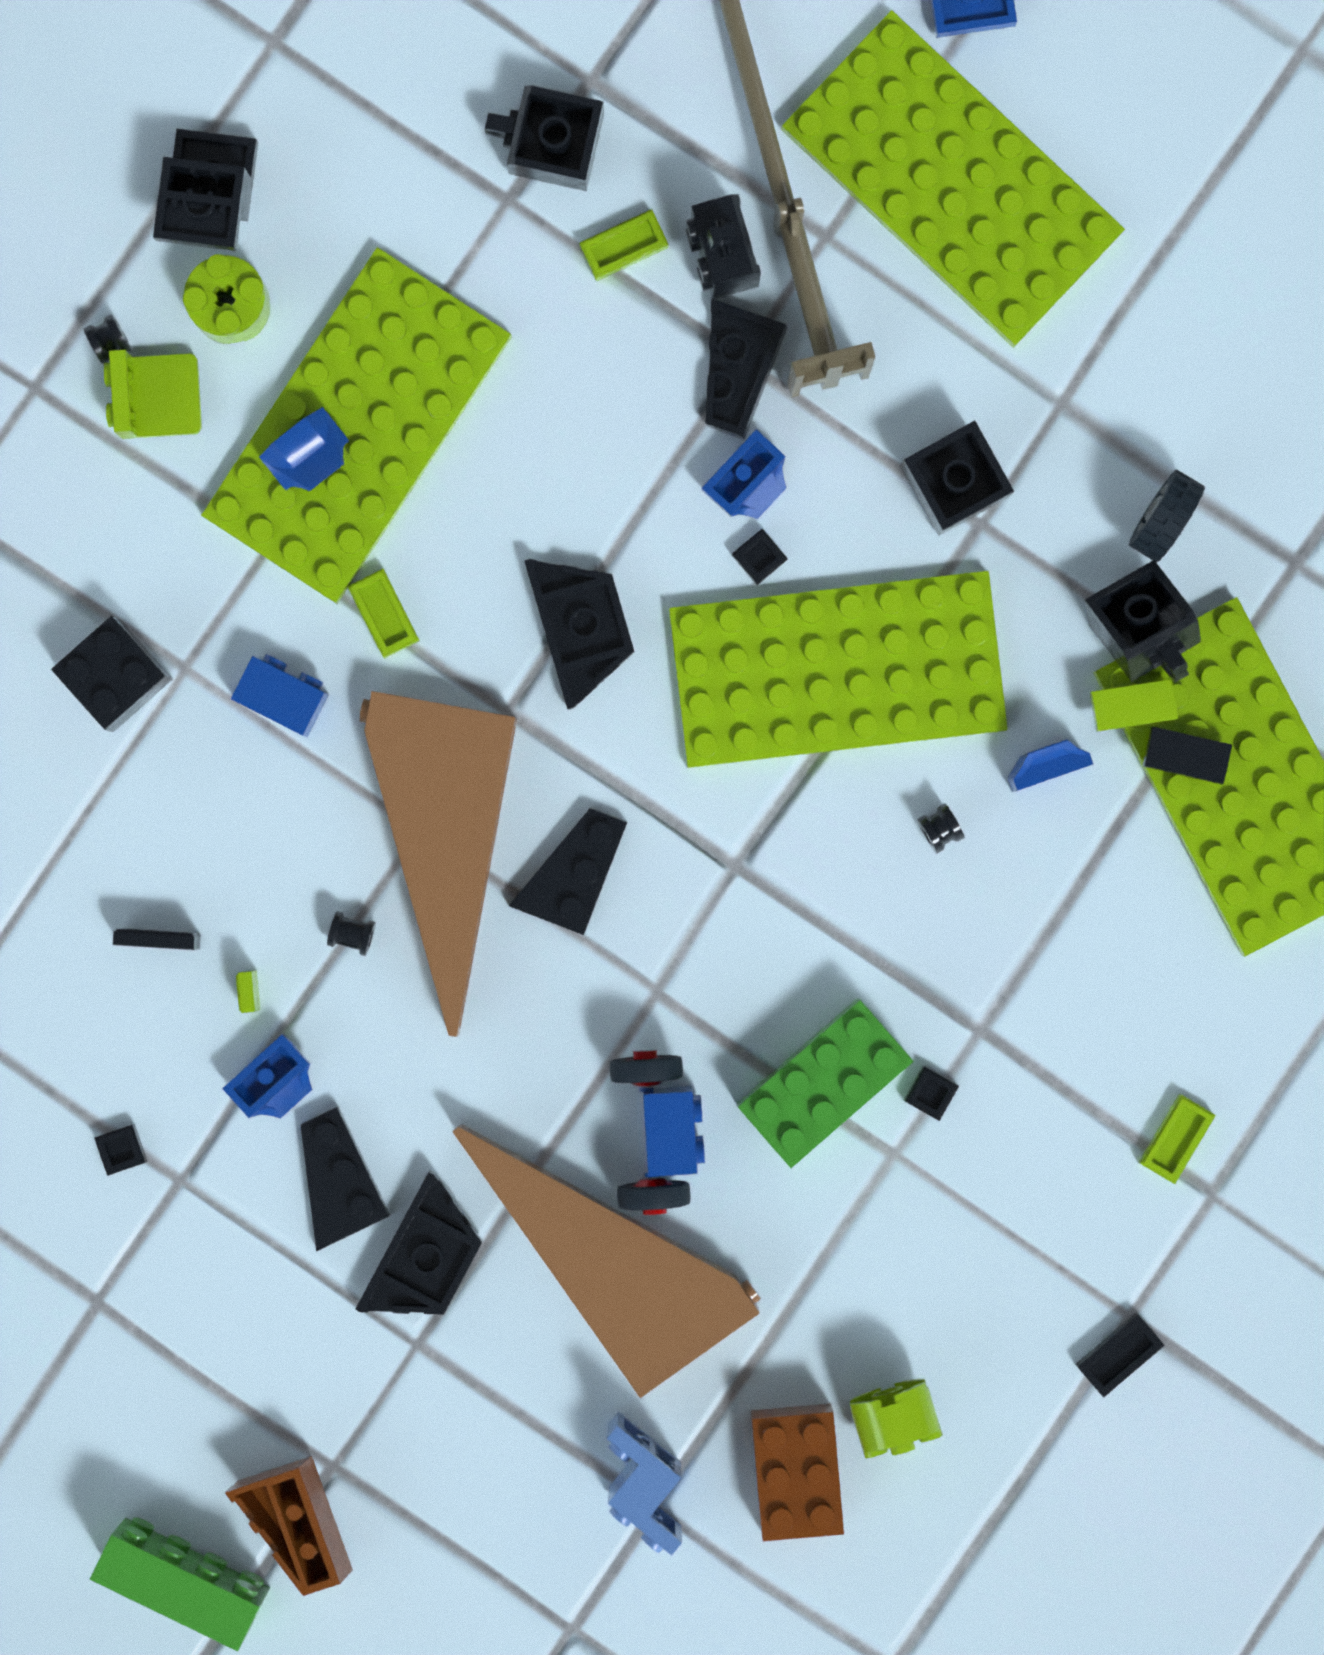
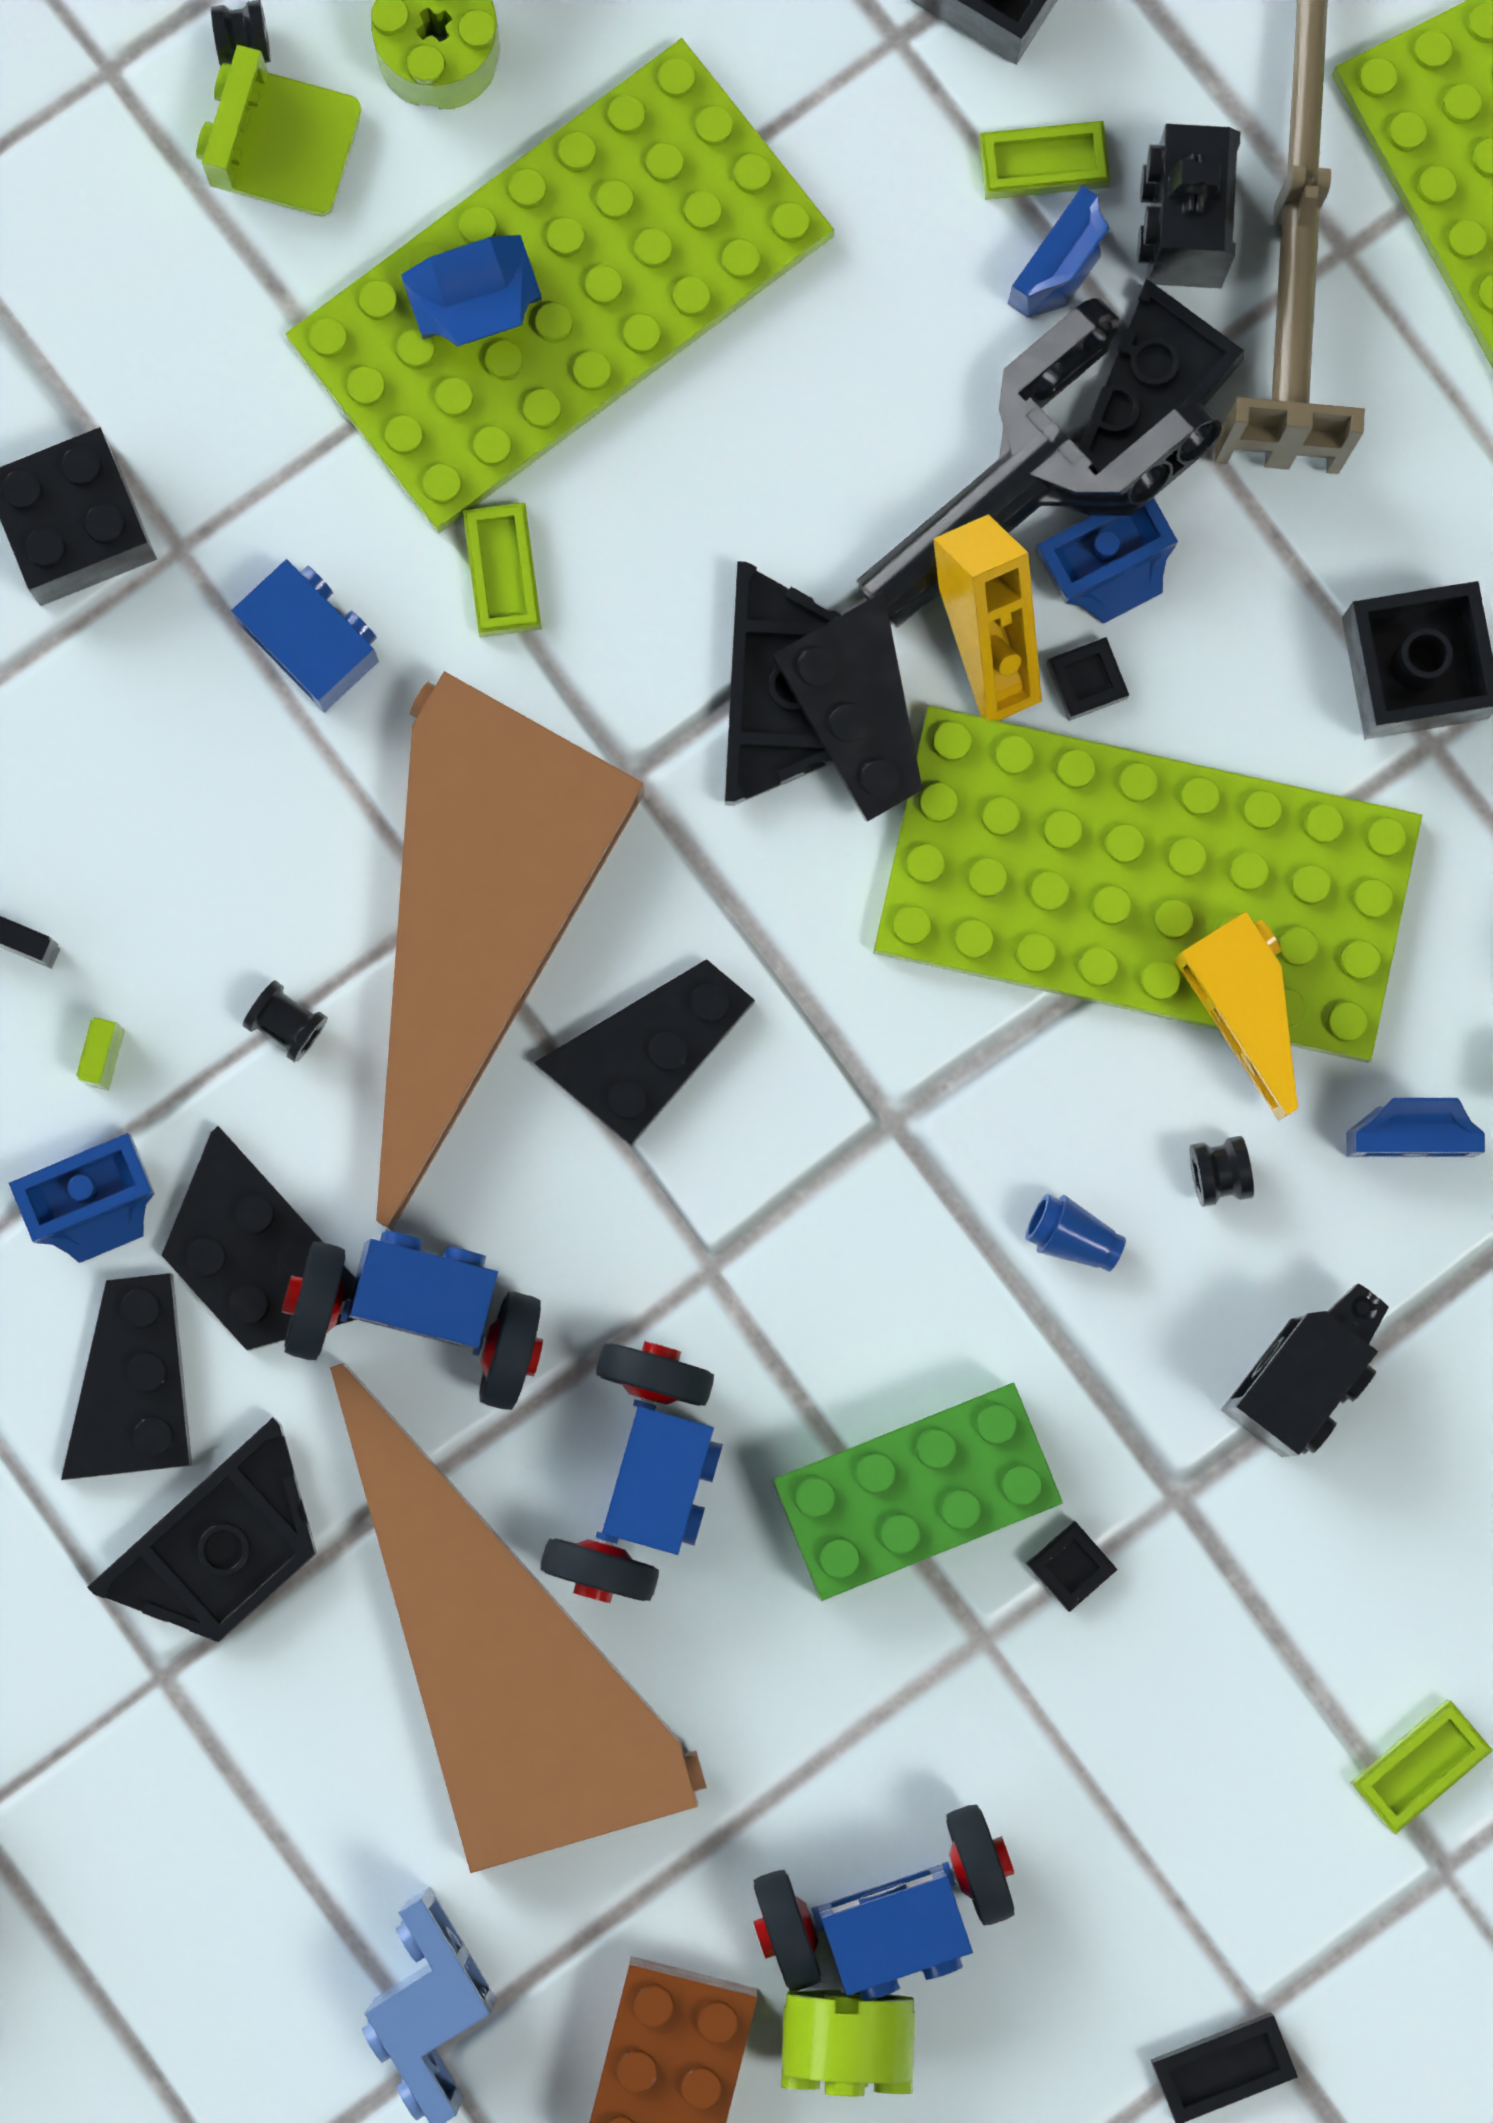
camera: 15 degrees right, 5 degrees down
(384, 1078) = (240, 1245): none -> black wing
(490, 1072) = (420, 1296): none -> brick
(626, 624) = (856, 704): none -> black wing
(656, 304) = (1062, 258): none -> blue slope
(684, 442) = (1042, 464): none -> black piece
(688, 542) = (991, 614): none -> yellow slope
(865, 896) = (1073, 1234): none -> blue cone
(897, 1342) = (893, 1926): none -> brick
(919, 720) = (1245, 996): none -> yellow slope
(1033, 932) = (1308, 1373): none -> black hinge

